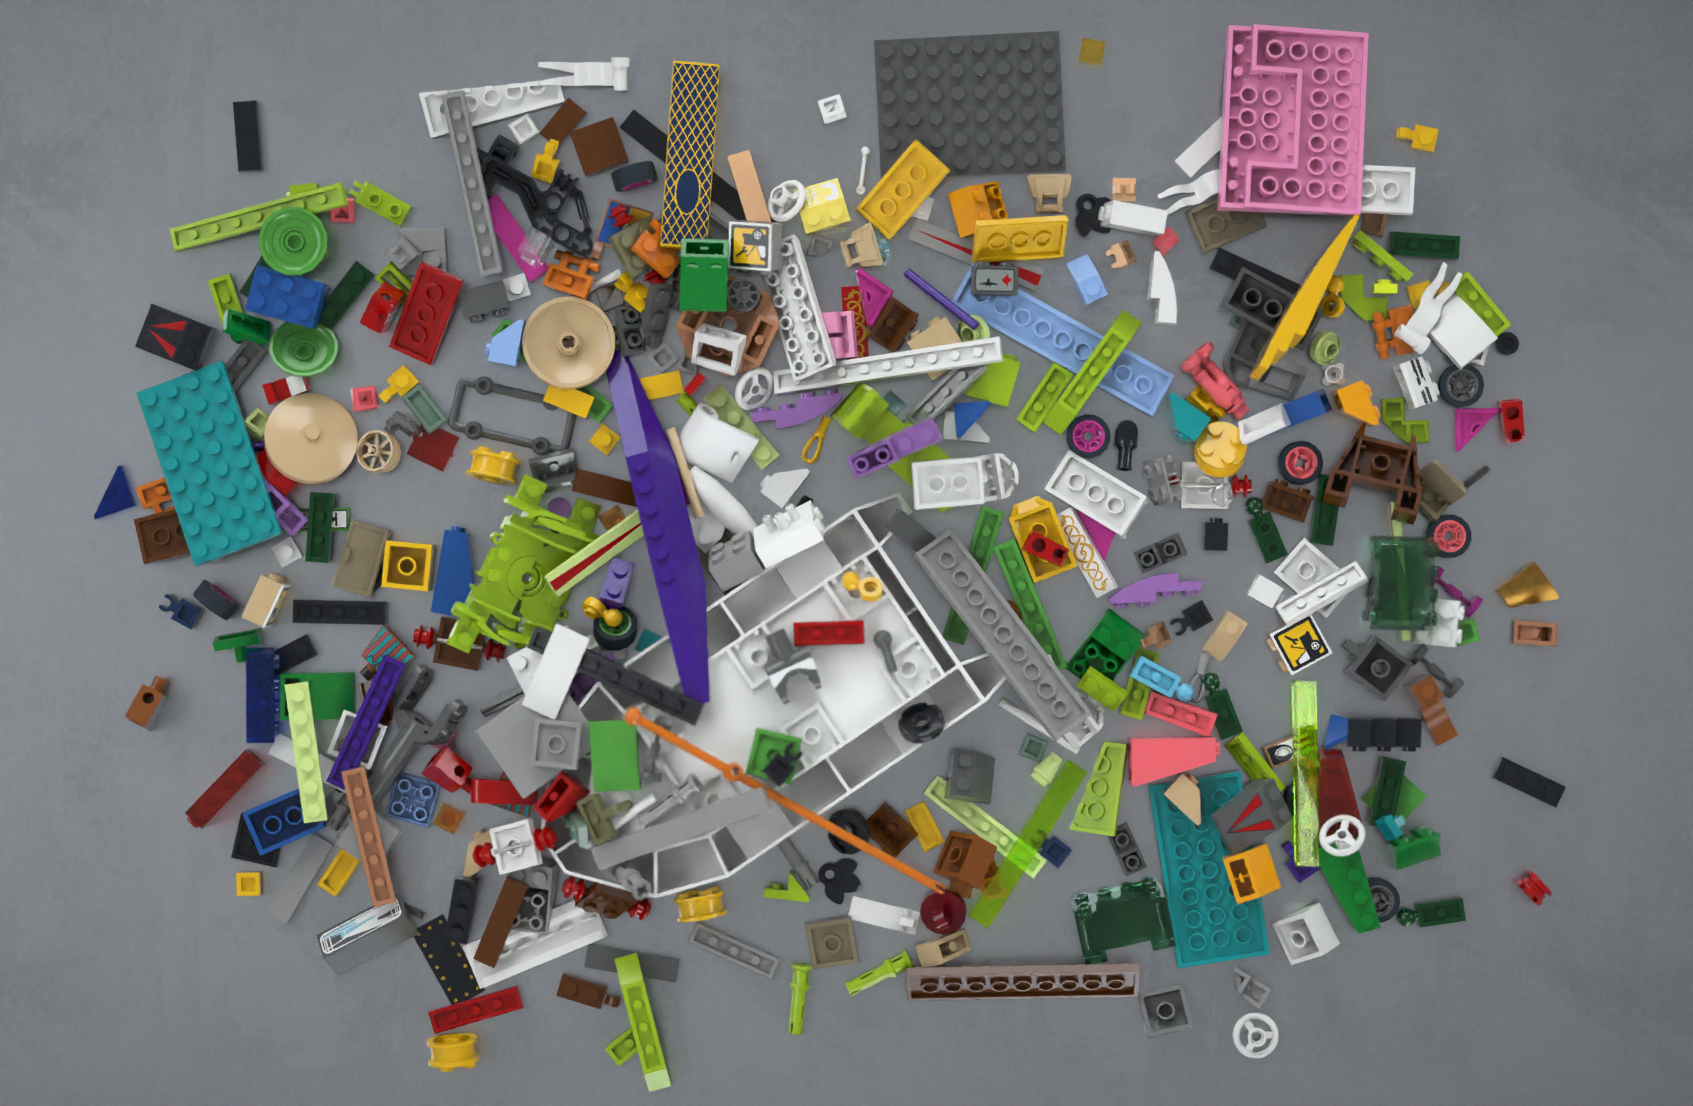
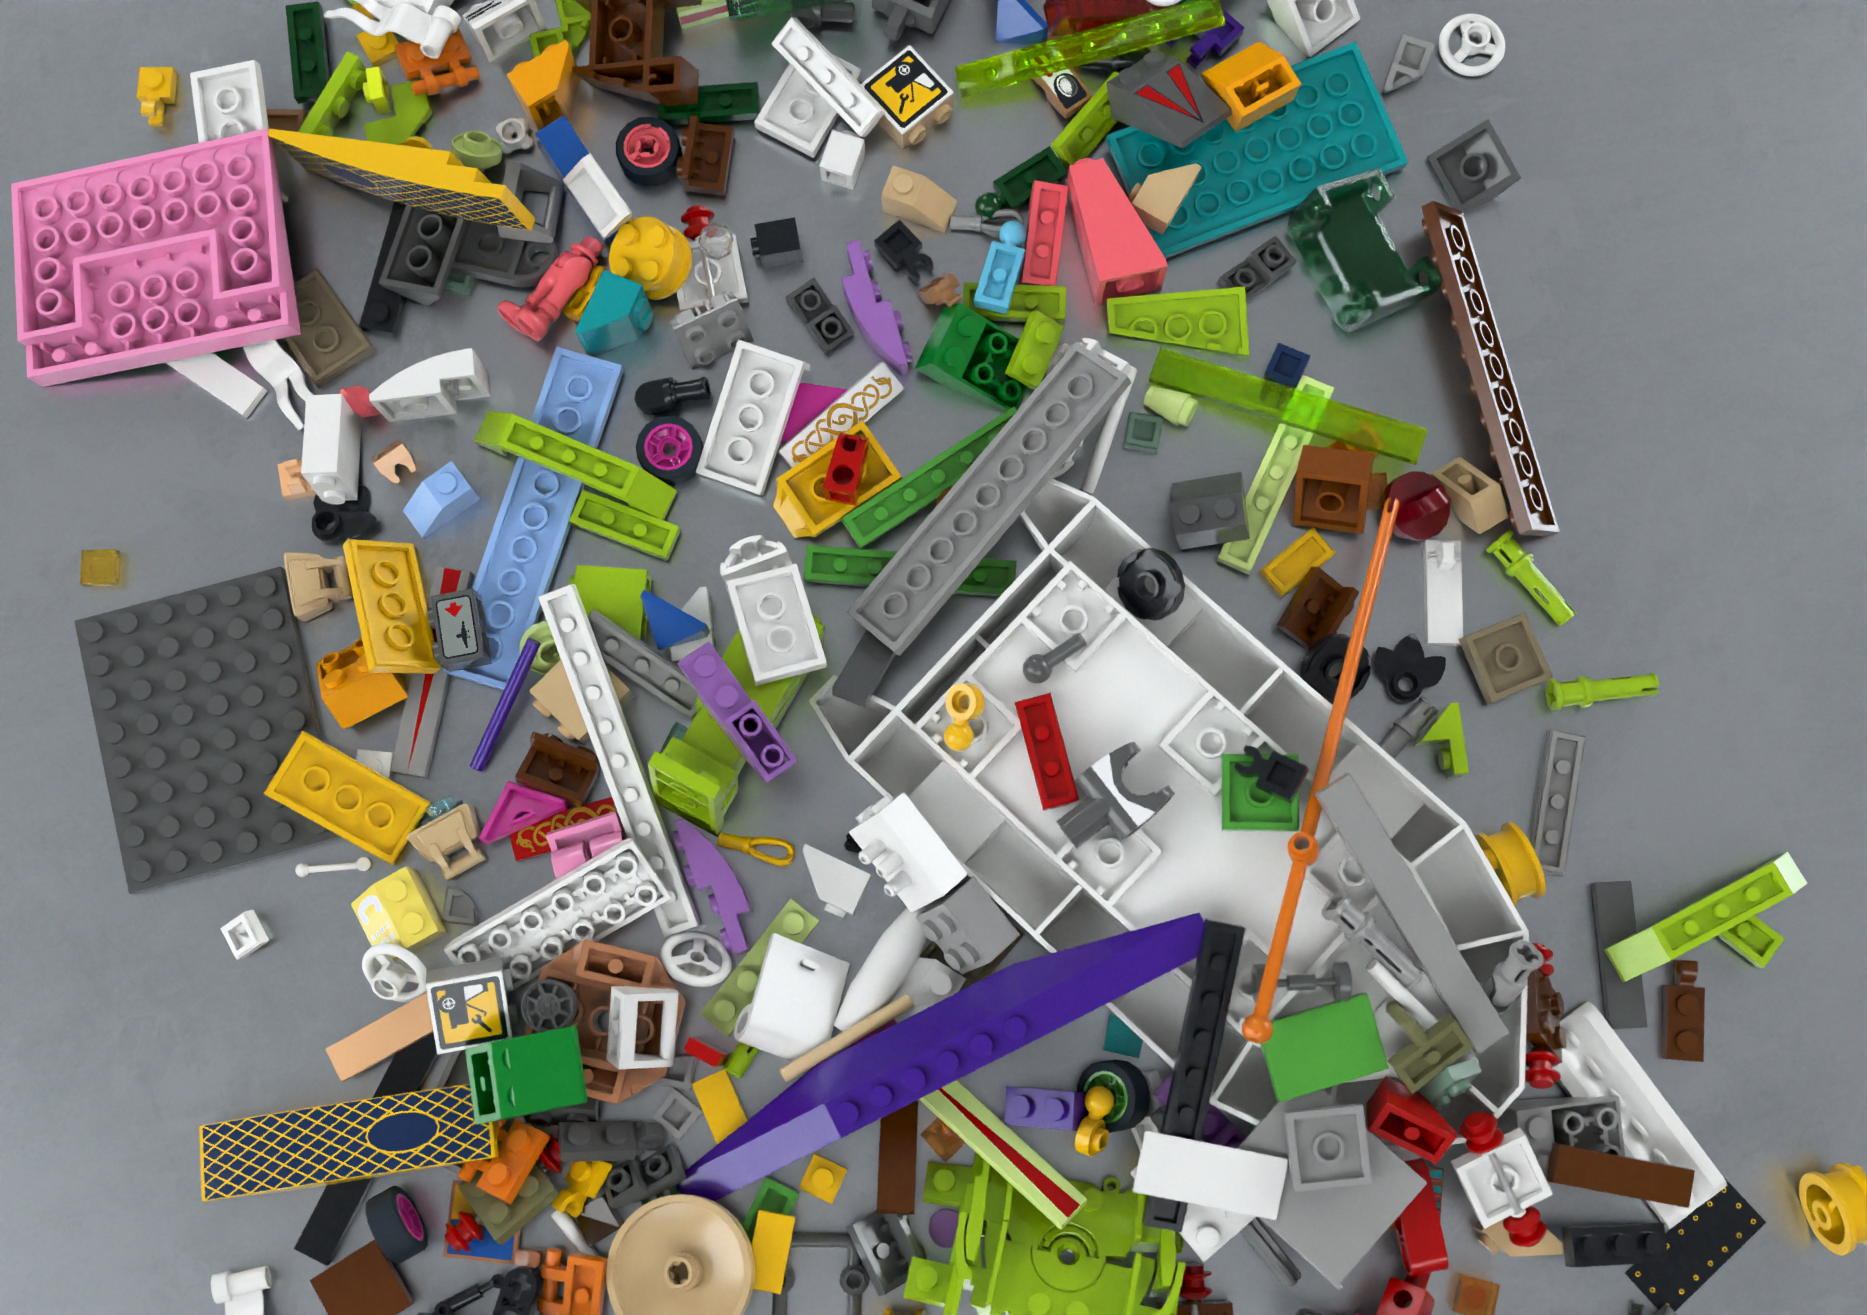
camera: 105 degrees left, 10 degrees down
(475, 1009) = (1759, 1185): red tile -> none
(1265, 531) = (757, 179): dark green plate -> none

